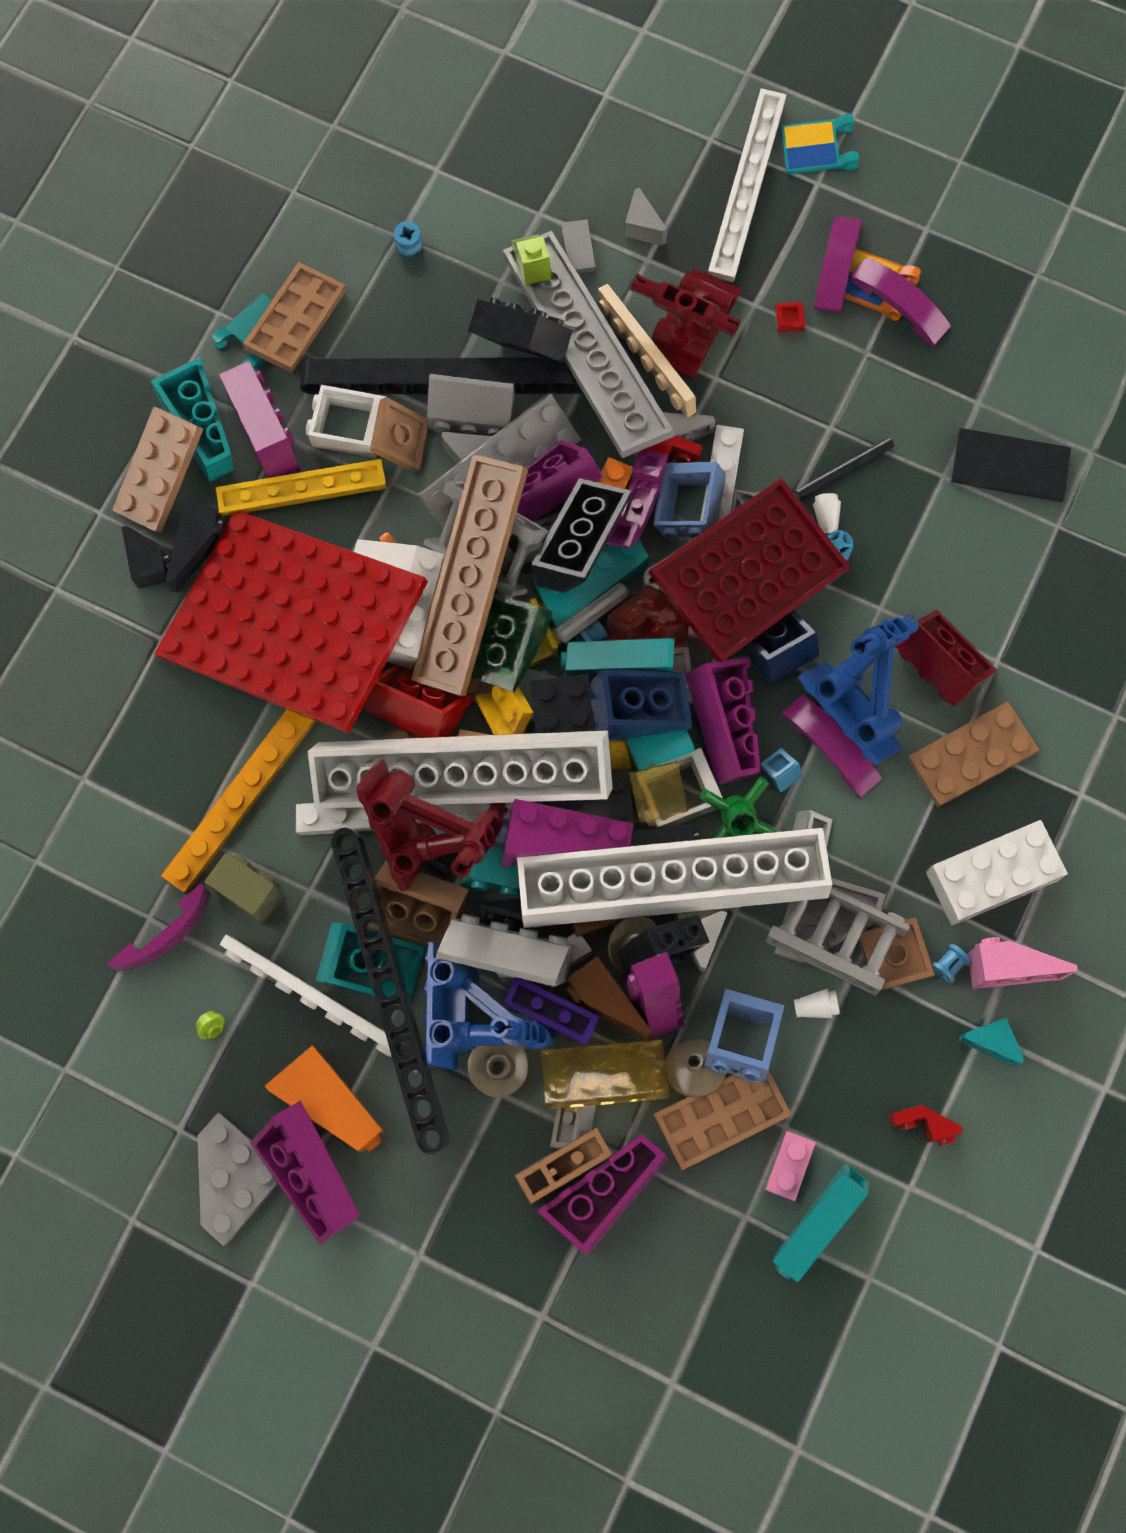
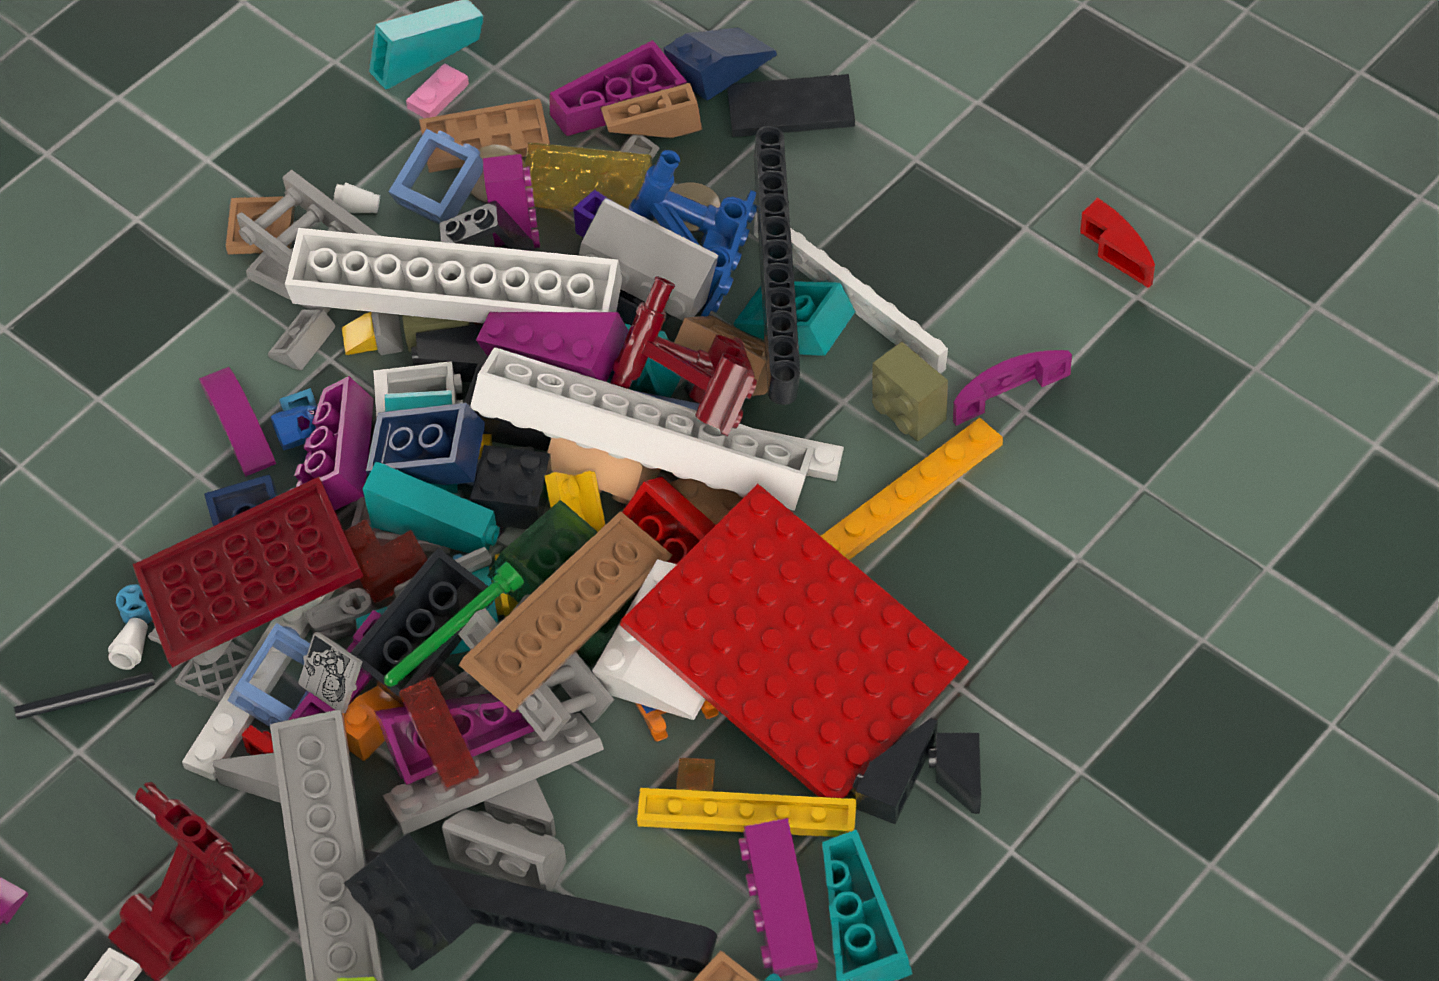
camera: 165 degrees left, 20 degrees down
(85, 1120) = (1118, 242): none -> red slope
(157, 469) = (921, 854): medium nougat plate -> none
(209, 1025) = (974, 295): lime plate -> none
(230, 1179) = (977, 178): light grey plate -> none
(305, 1172) = (903, 154): magenta wedge -> none
(327, 1100) = (869, 213): orange slope -> none
(346, 506) = (696, 774): none -> clear orange plate
(348, 399) = (643, 844): white window -> none
(399, 435) = (605, 835): medium nougat plate -> none
(433, 1230) = (791, 104): none -> black tile
(517, 1270) = (716, 58): none -> dark blue slope
(520, 569) = (504, 582): none -> green piece
(539, 451) = (439, 733): none -> clear red plate
(601, 995) = (559, 218): reddish brown slope -> none
(644, 486) = (330, 672): none -> piece
(650, 356) = (266, 879): tan plate -> none
(658, 791) = (438, 377): clear yellow piece -> none
(735, 805) = (363, 357): green bar -> none
(775, 740) = (294, 425): none -> blue rock
(790, 317) = (62, 893): red tile -> none
(838, 690) = (178, 425): blue plate -> none
(935, 1126) = (302, 101): red slope -> none
(945, 658) = (74, 468): dark red slope -> none
(951, 963) = (210, 207): dark azure bush -> none
(972, 754) = (93, 381): medium nougat plate -> none
(996, 872) = (127, 266): white brick -> none
(996, 1041) = (203, 142): teal slope -> none
(1010, 963) = (151, 179): bright pink slope -> none

